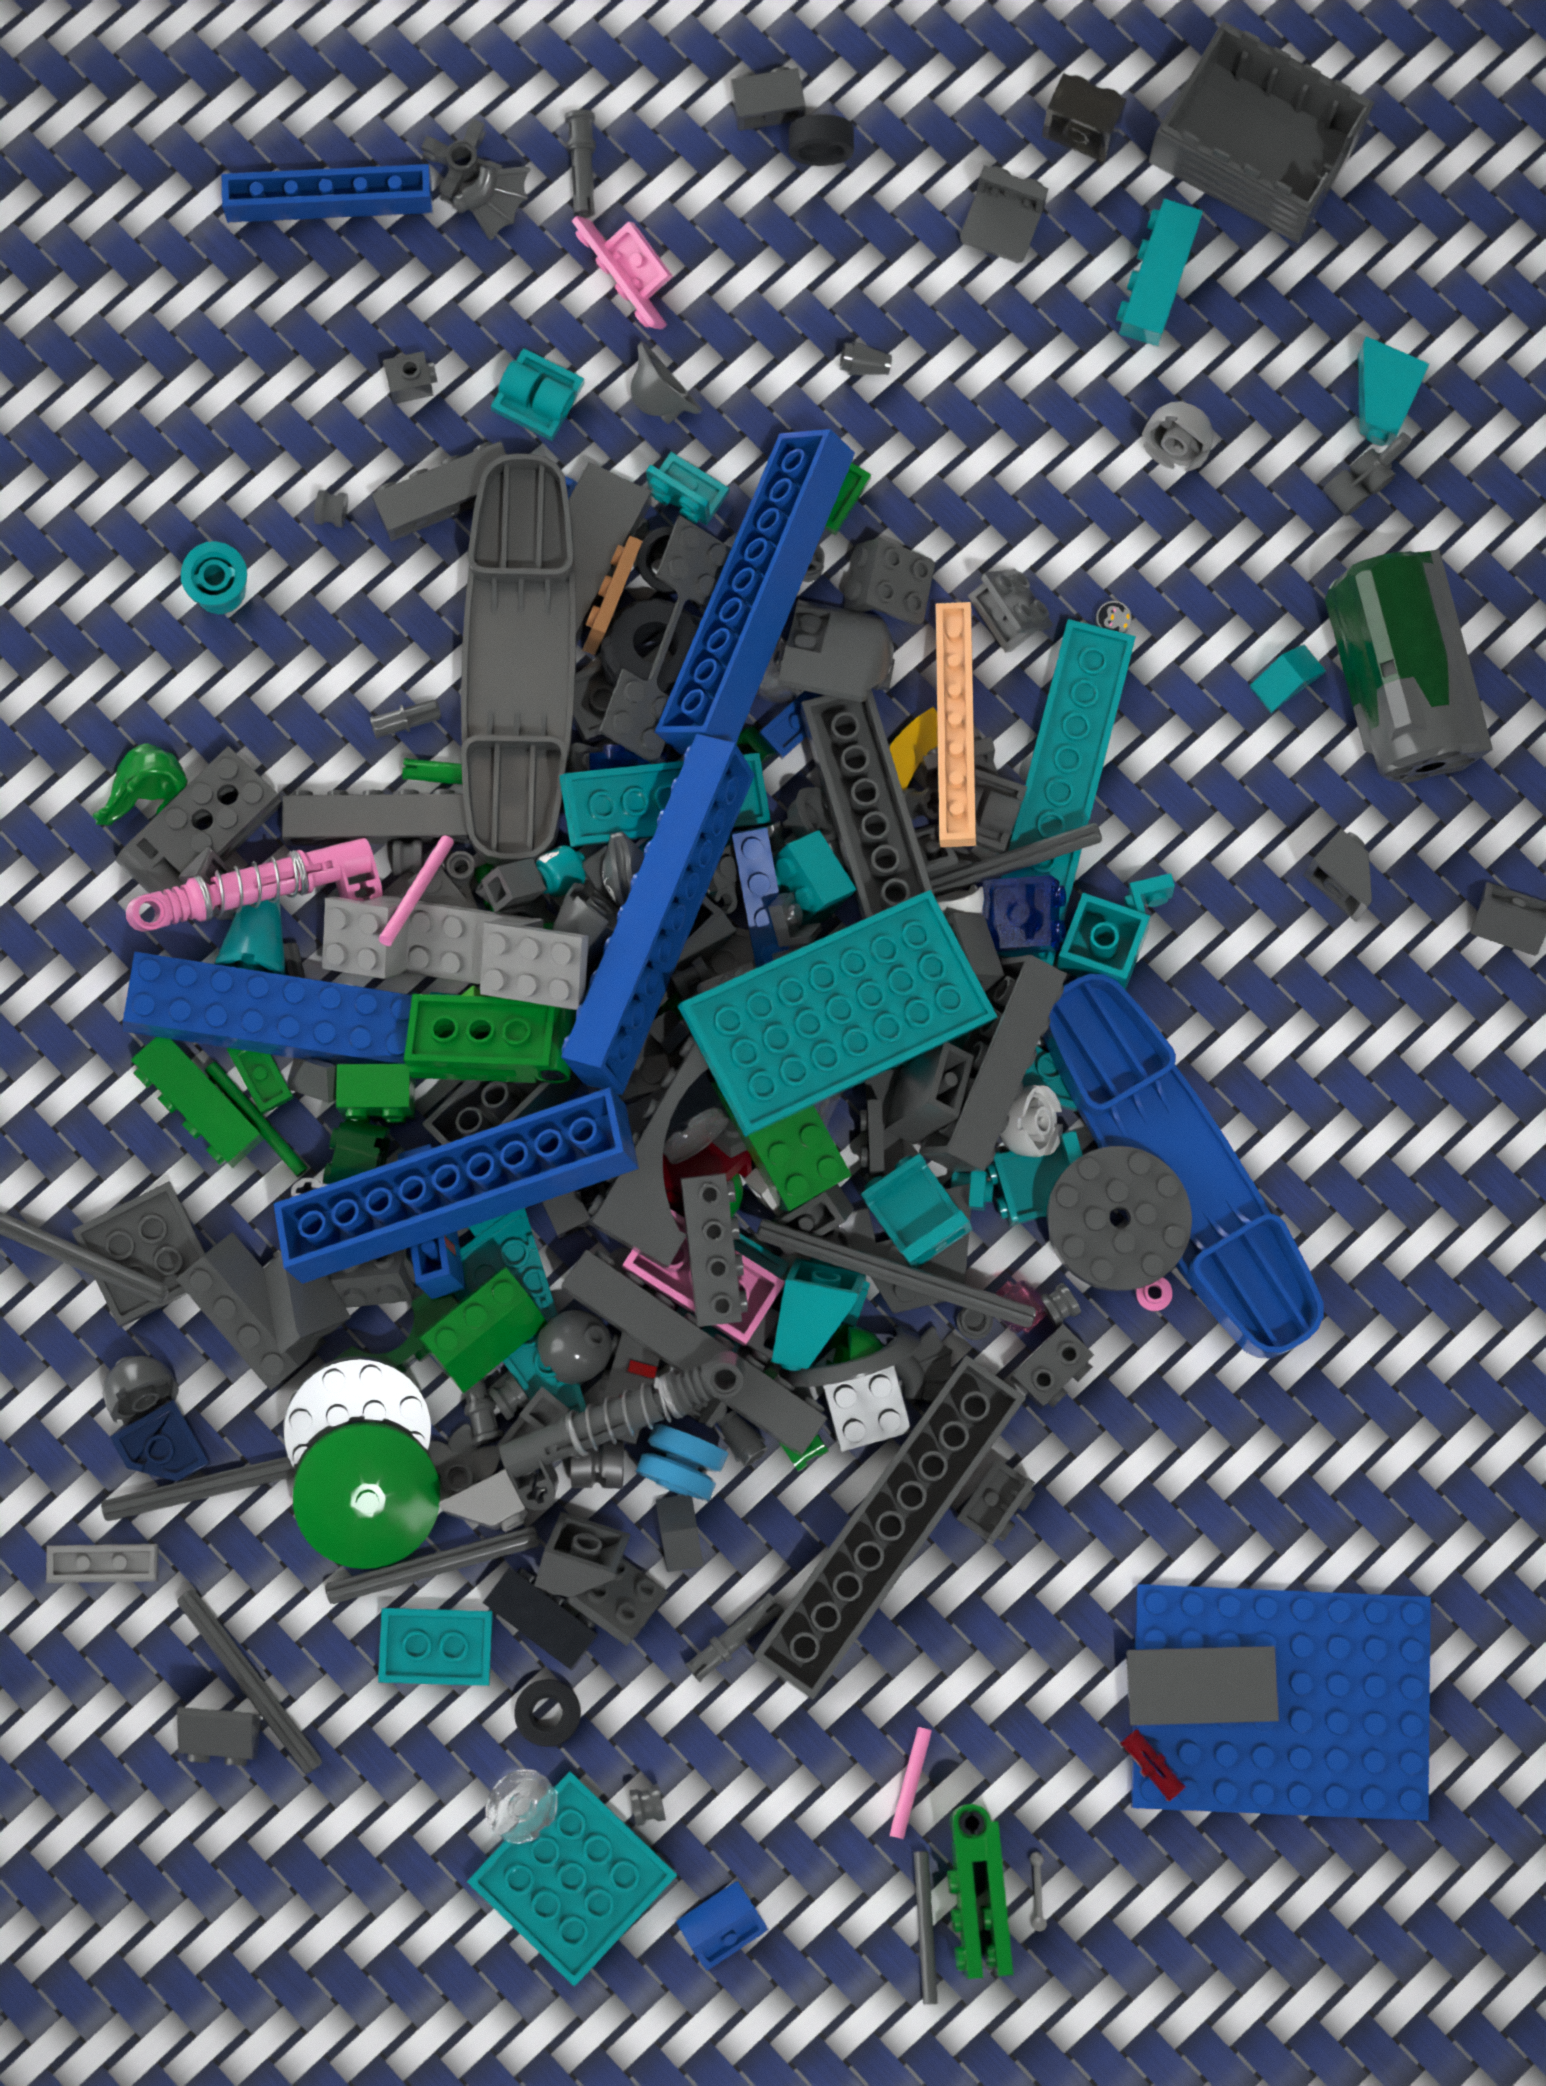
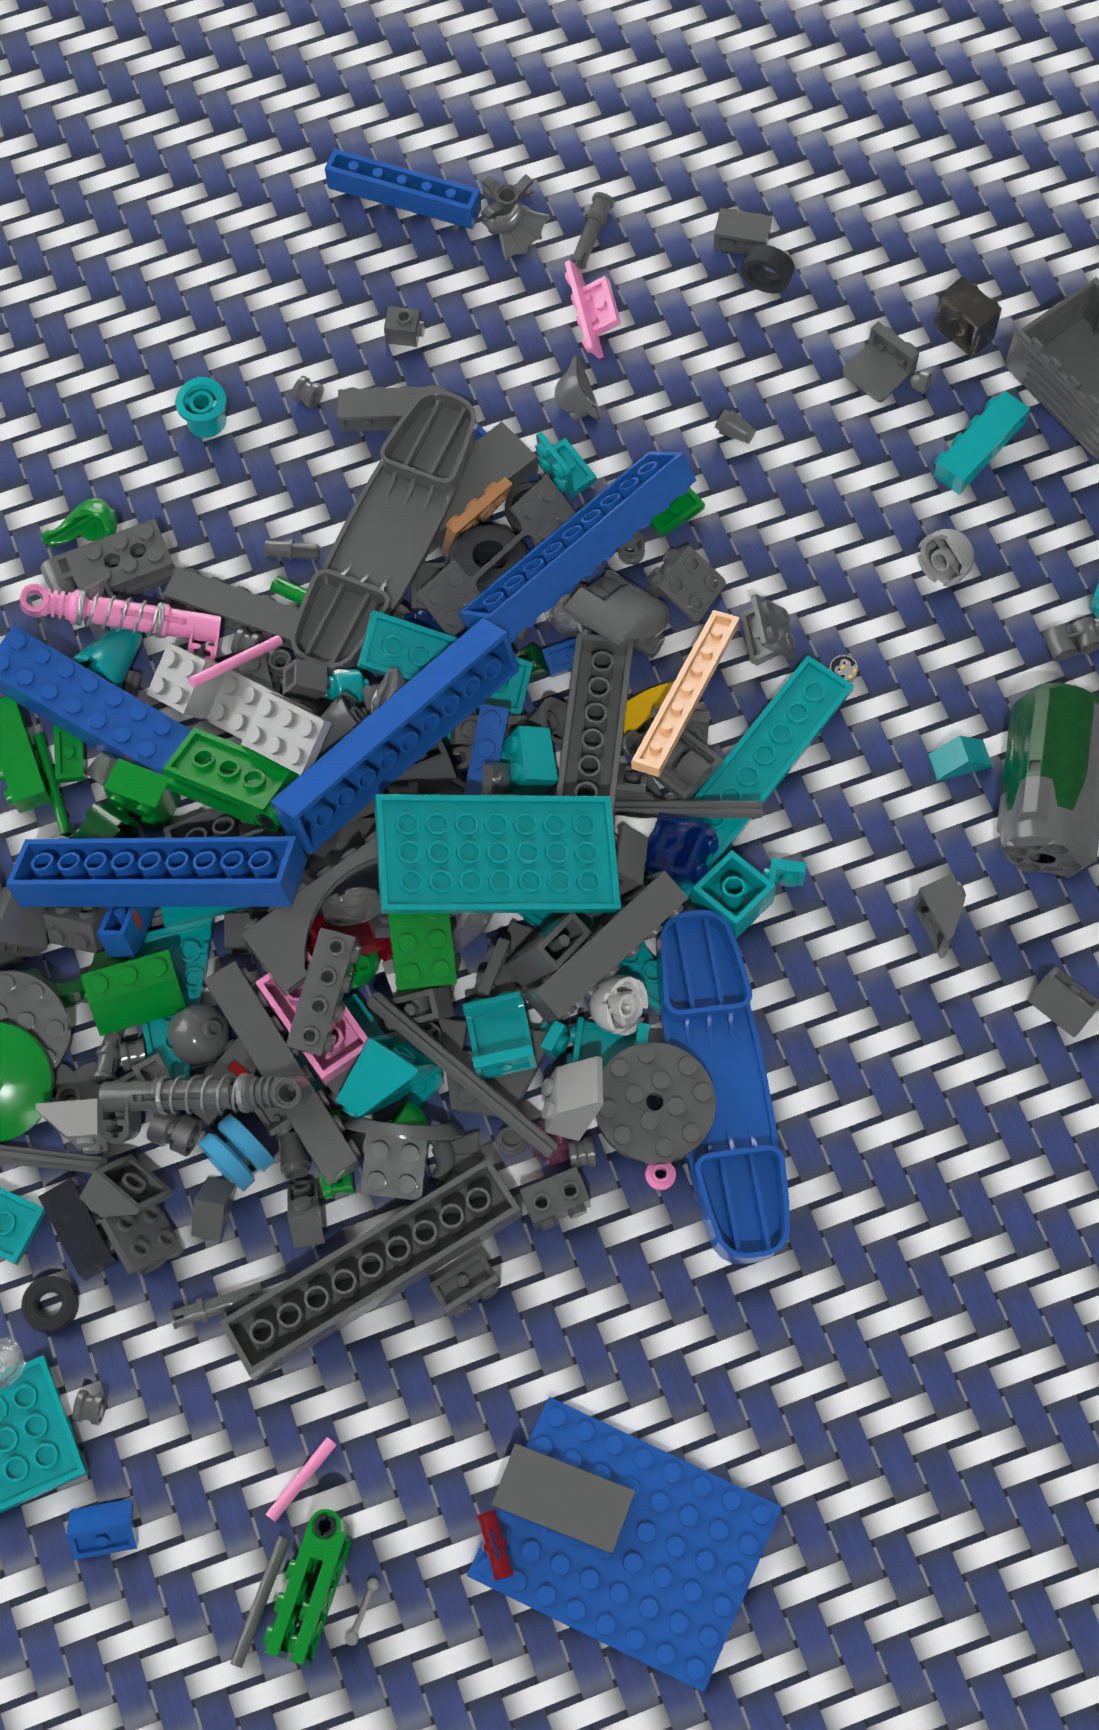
camera: 30 degrees right, 10 degrees down
(537, 394) = (488, 367): teal plate -> none
(786, 1496) = (305, 1213): none -> dark grey slope
(1030, 1249) = (573, 1097): none -> light grey slope
(1058, 218) = (921, 381): none -> dark grey hinge

